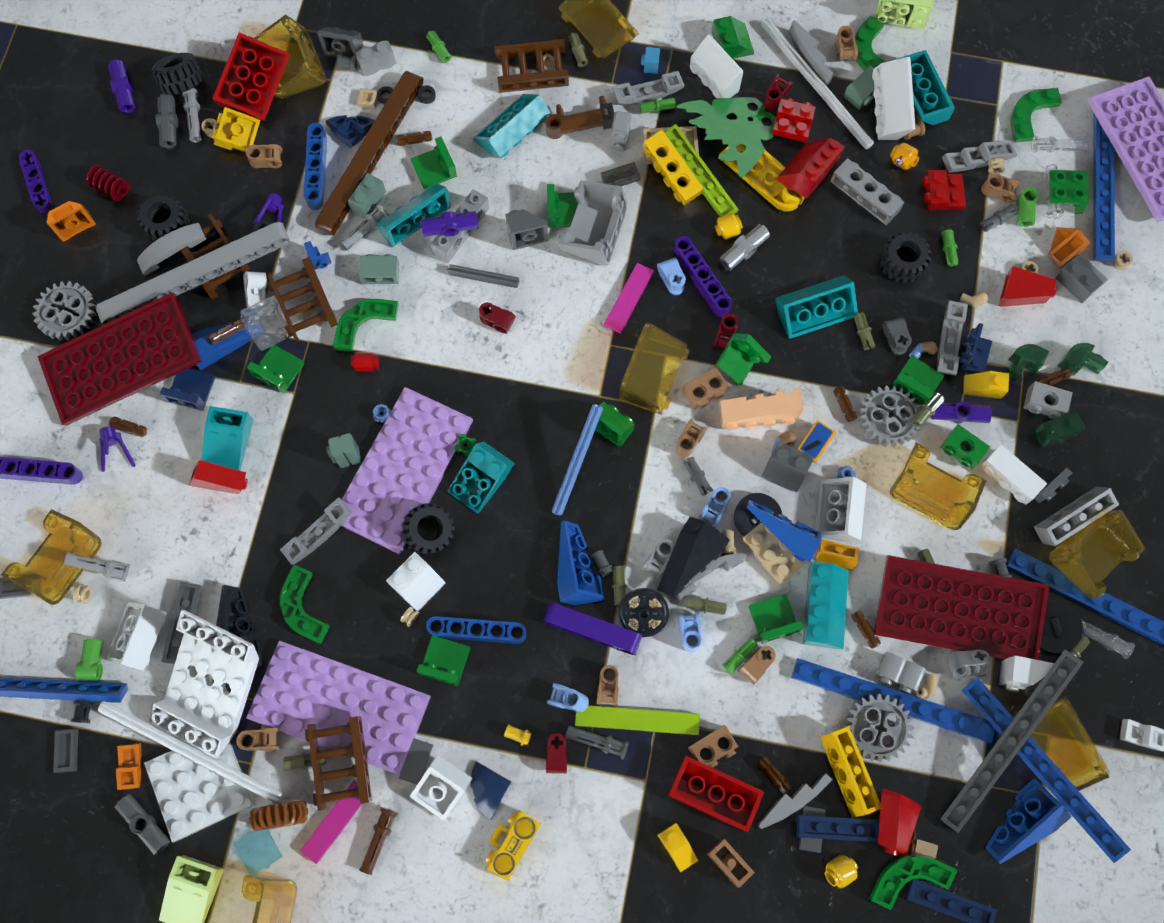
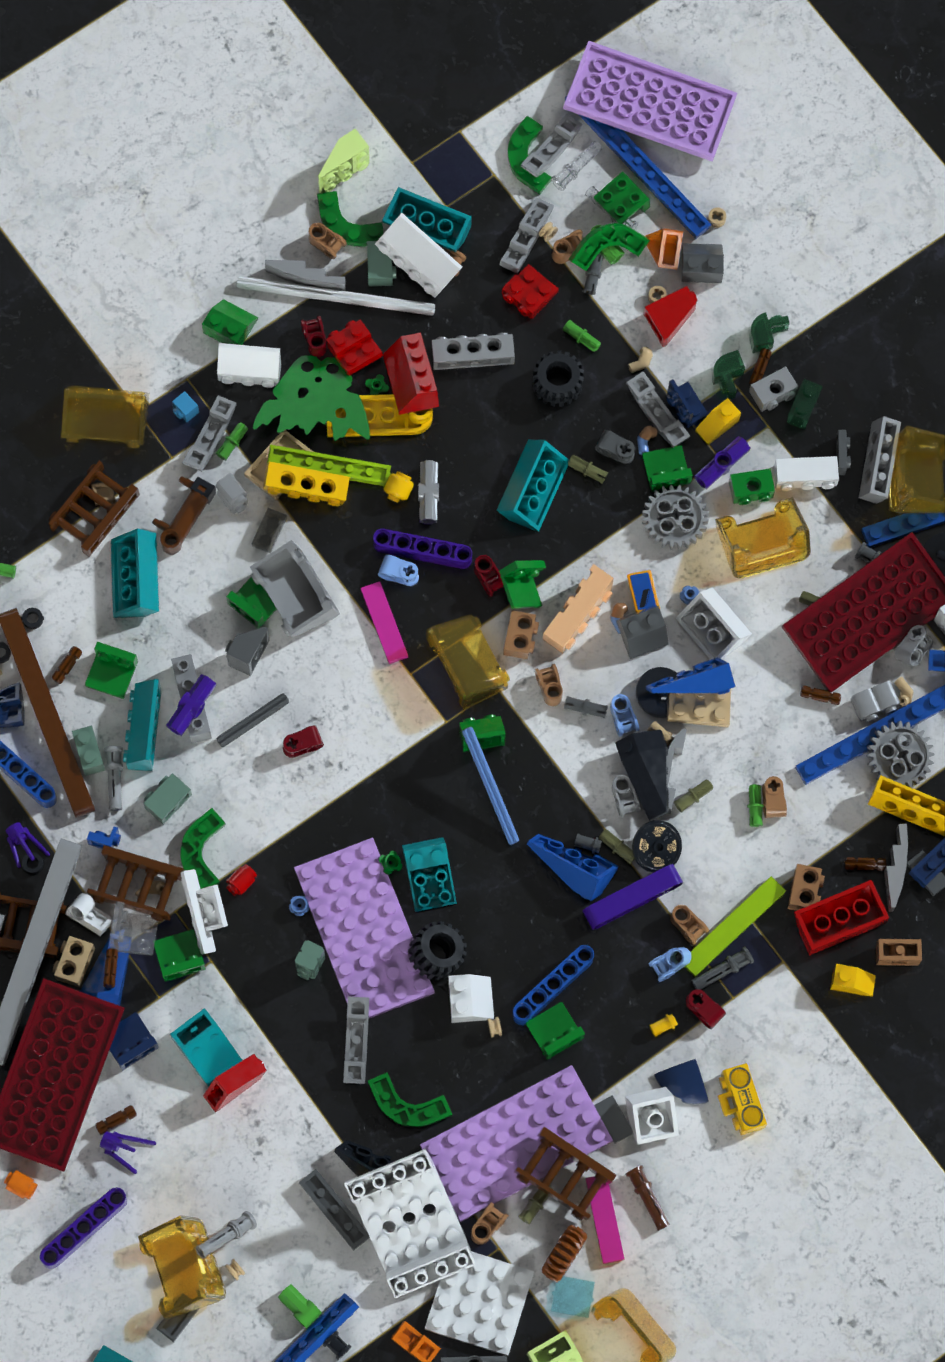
camera: 50 degrees left, 0 degrees up
(30, 405) = (20, 1184): none -> orange brick
(136, 636) = (311, 1254): white slope -> none
(190, 752) = (450, 1283): white axle -> none
(216, 312) = (79, 963): none -> tan brick
(319, 355) = (205, 910): none -> white bracket
(578, 50) = (113, 456): olive axle -> none
(690, 627) = (699, 822): light blue piece -> none
(774, 618) = (750, 754): green bracket -> none
(783, 160) = (383, 388): none -> green plate
(825, 605) = (775, 707): teal slope -> none
(838, 554) = (746, 661): light orange slope -> none
(845, 404) = (633, 541): reddish brown axle -> none
(904, 156) = (471, 292): light orange head -> none
(928, 409) = (699, 485): olive axle -> none
(1033, 198) = (604, 237): none -> green plate
(1055, 121) = (552, 147): none -> light grey slope

